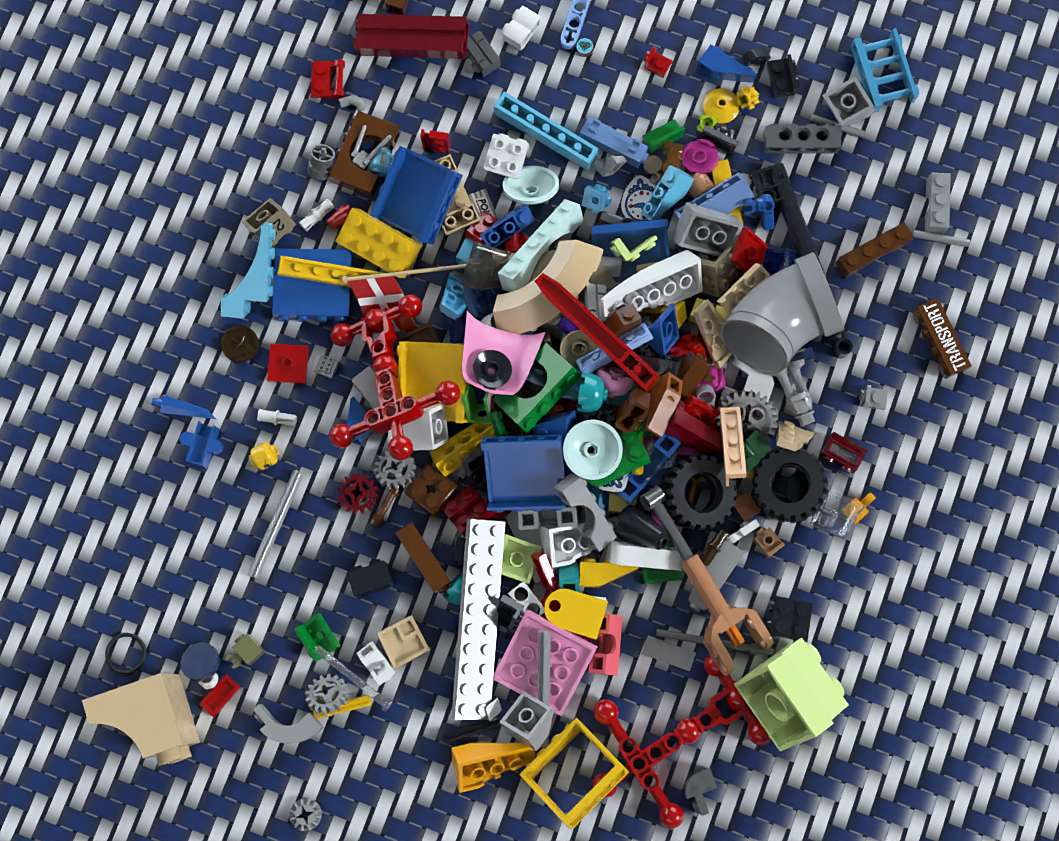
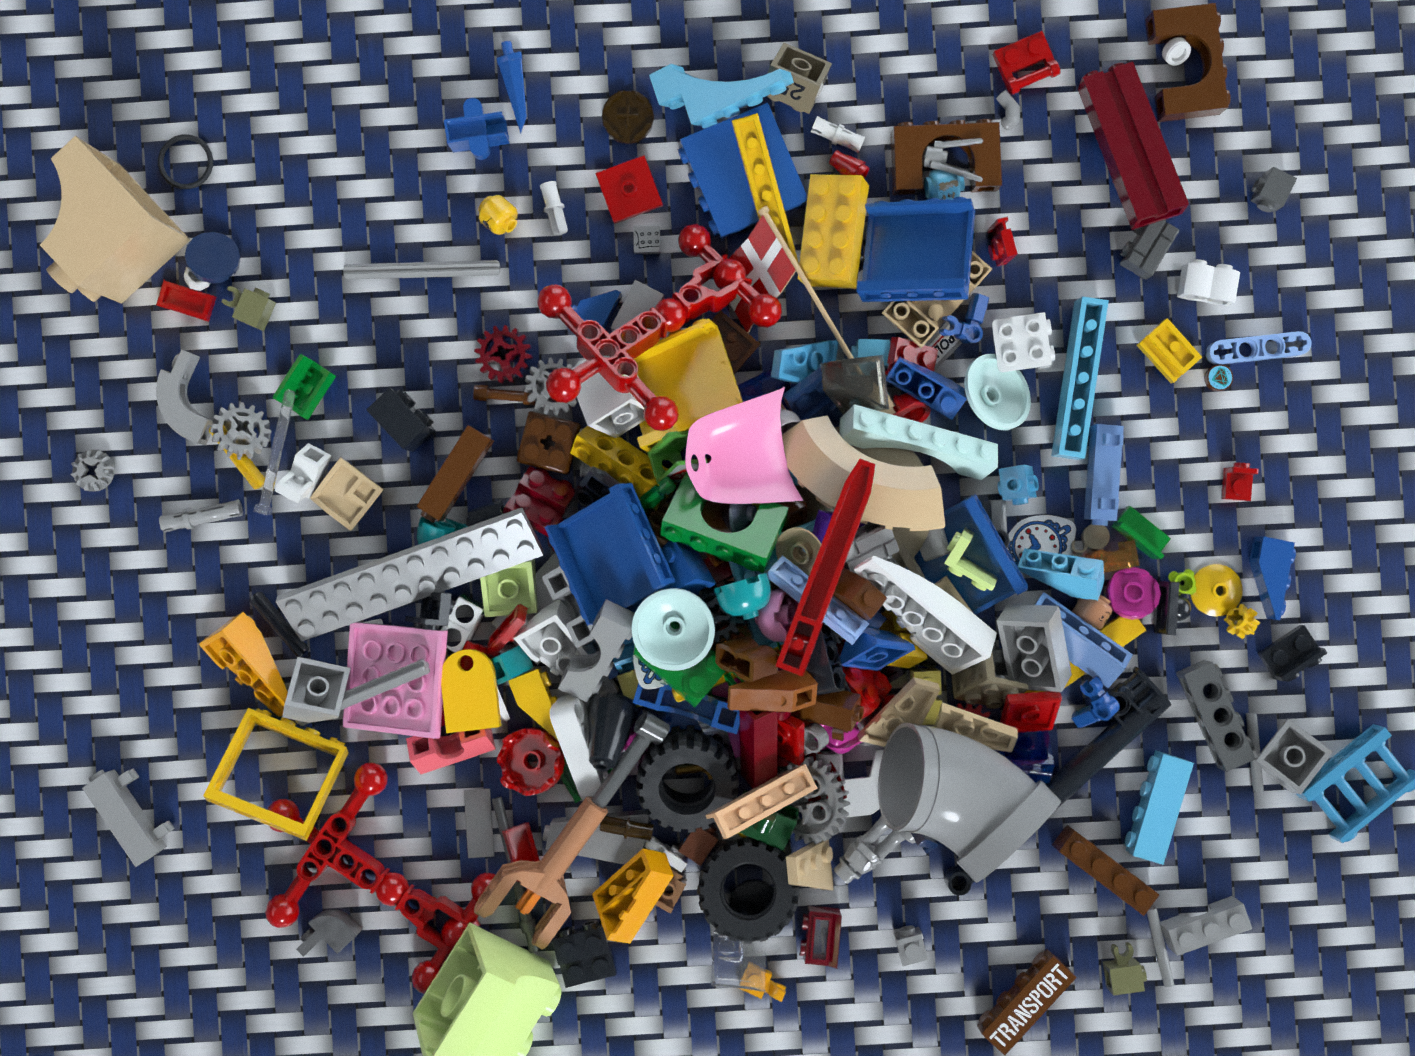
camera: 65 degrees right, 10 degrees up
(320, 161) = (908, 106): dark grey wheel -> none
(372, 750) = (190, 518): none -> light grey pin
(482, 186) = (968, 331): none -> blue bar
(493, 709) = (314, 641): white sticker -> none
(498, 362) = (734, 459): black dish -> none
(553, 69) = (1169, 350): none -> yellow plate
(609, 166) = (1067, 481): light grey bracket -> none
(641, 608) = (515, 766): none -> red plate
(694, 628) = (520, 843): none -> red tile
(756, 57) = (1303, 609): black beam -> none
(760, 563) = (631, 894): none -> light orange wedge
(847, 199) = (1158, 807): none -> medium azure brick
(948, 268) = (1124, 972): none -> olive brick

